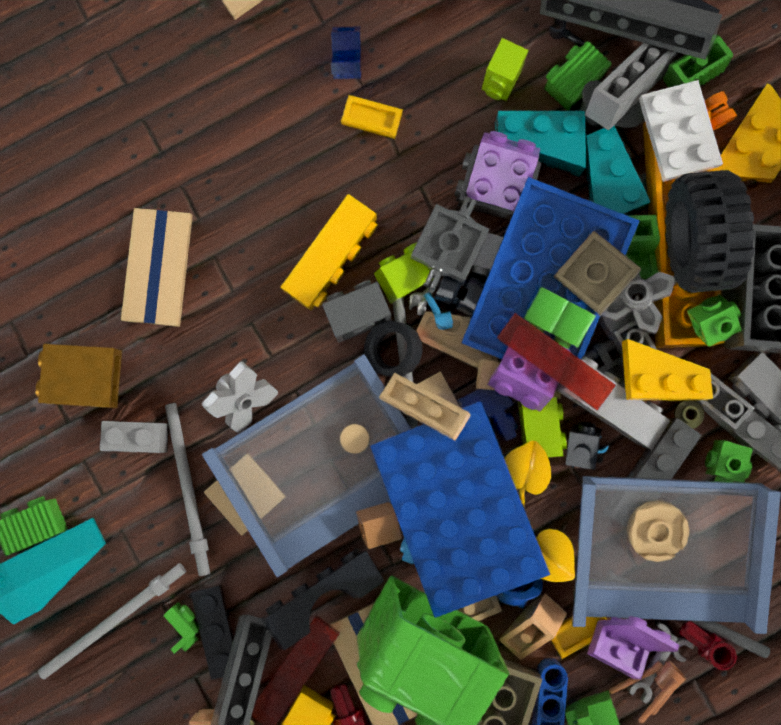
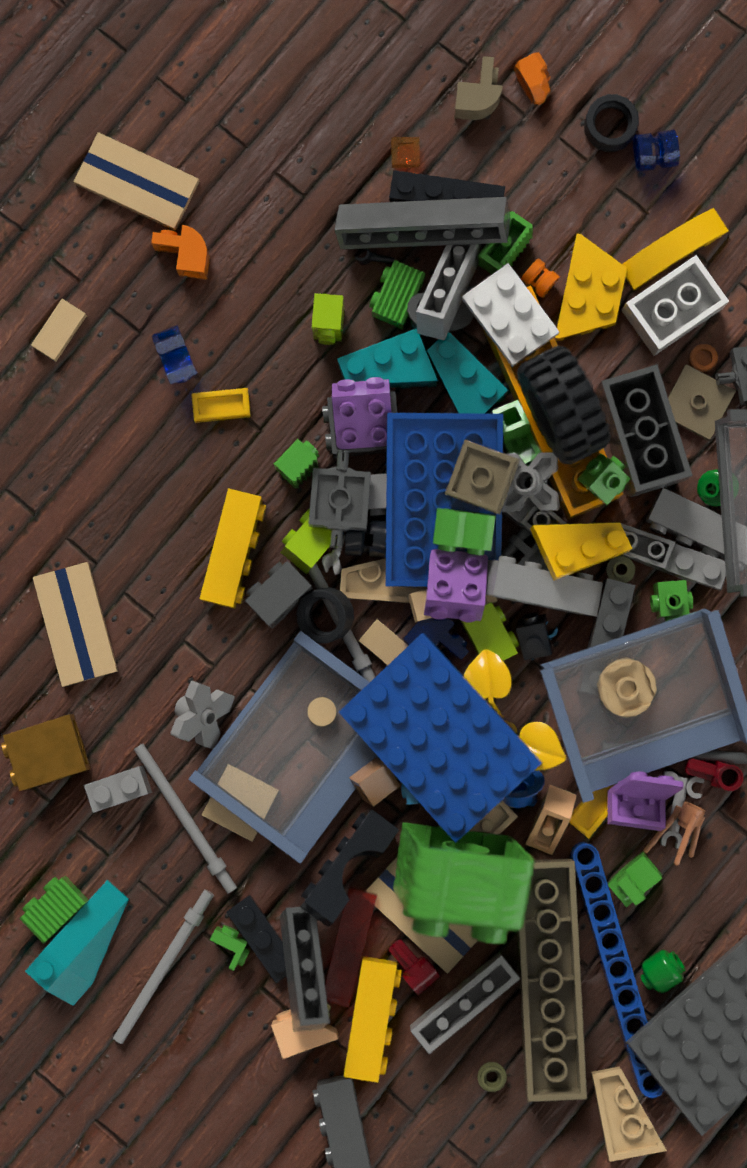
camera: 20 degrees left, 0 degrees up
(422, 194) = (297, 462): none -> bright green brick
(425, 406) = (373, 657): tan tile -> none
(442, 320) = (360, 571): dark azure hand -> none
(556, 361) = (475, 571): clear red tile -> none

